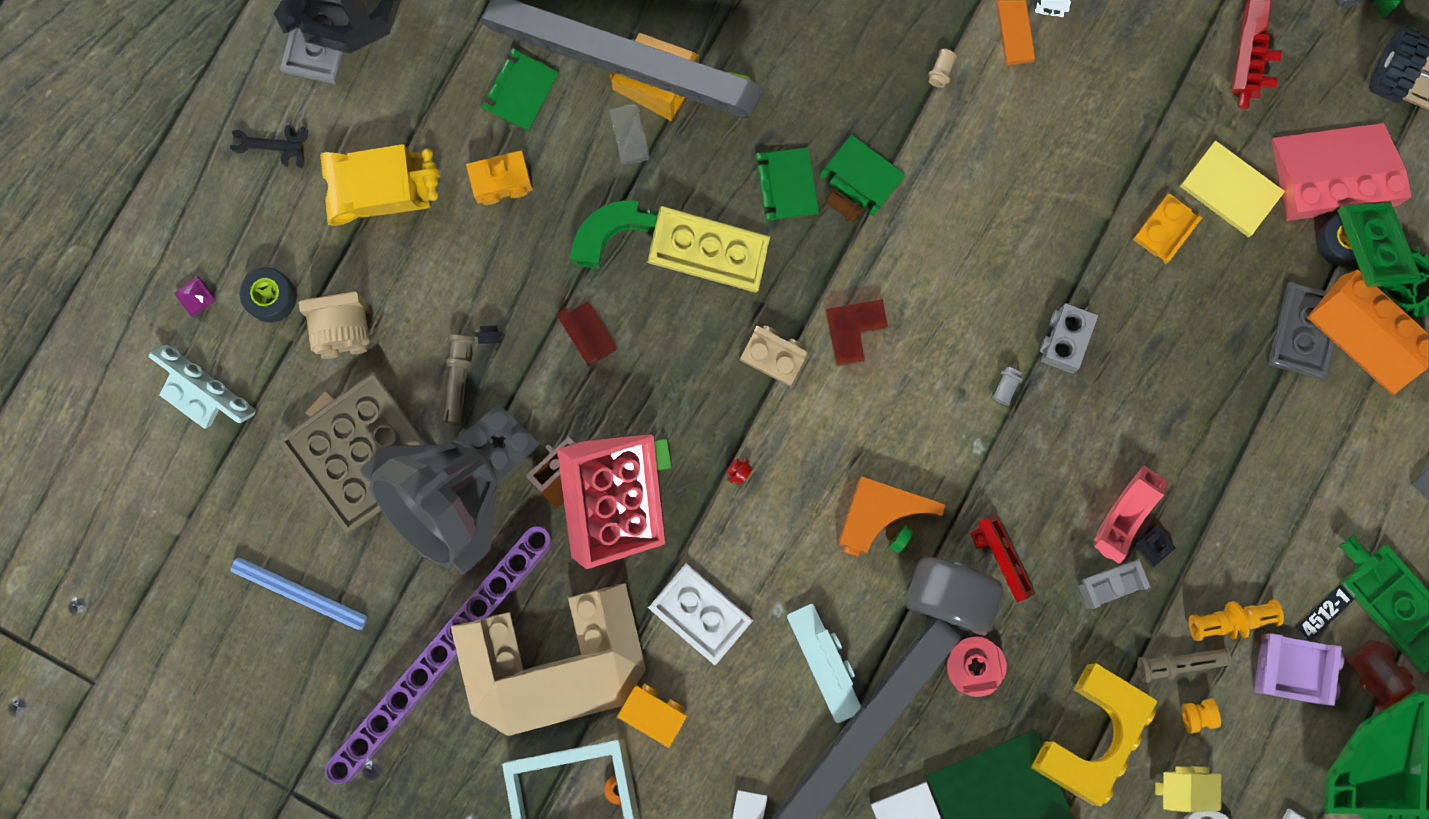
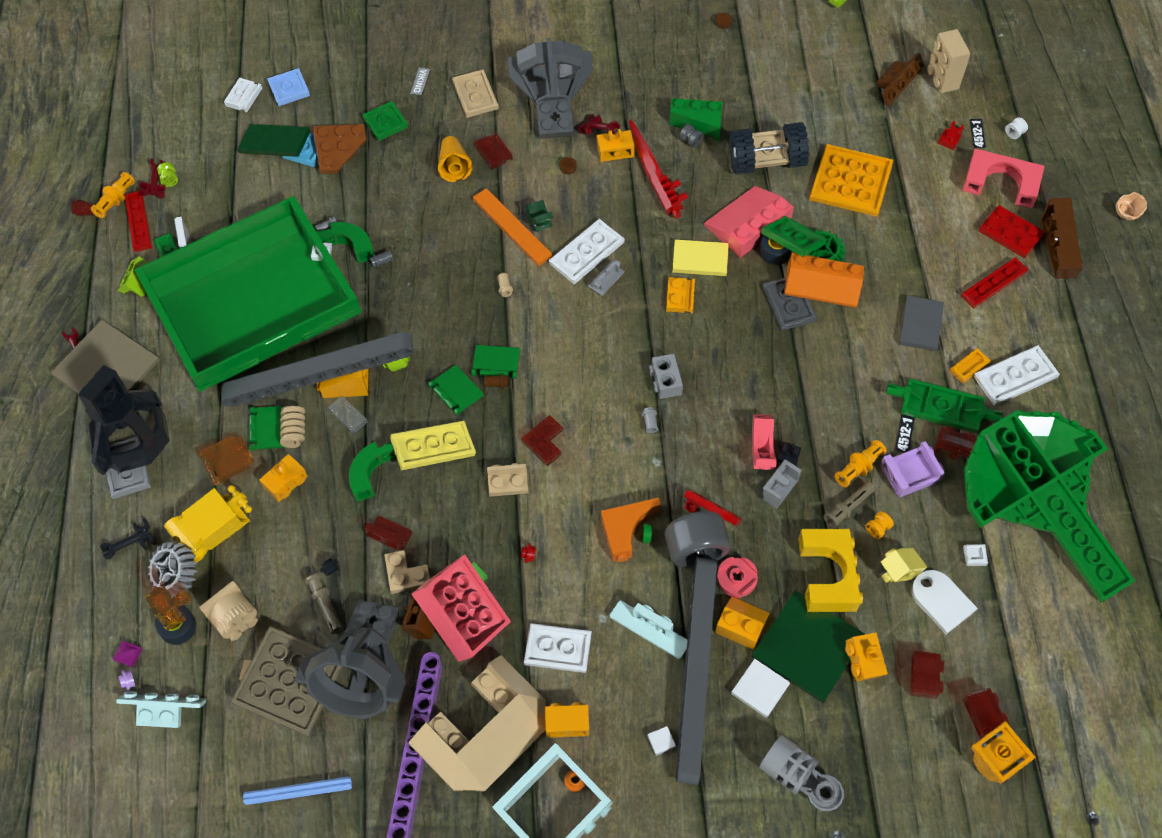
camera: 30 degrees left, 20 degrees down
(176, 330) = (126, 680): none -> lavender plate
(261, 276) = (166, 607): none -> clear orange brick
(302, 215) = (172, 567): none -> light grey gear
(445, 104) = (226, 458): none -> clear orange plate
(549, 109) = (292, 426): none -> tan piece
(568, 401) = (400, 576): none -> tan plate
(944, 728) = (742, 622): none -> light orange slope
(1084, 142) = (606, 278): none -> light grey hinge
(1085, 83) = (586, 251): none -> white tile

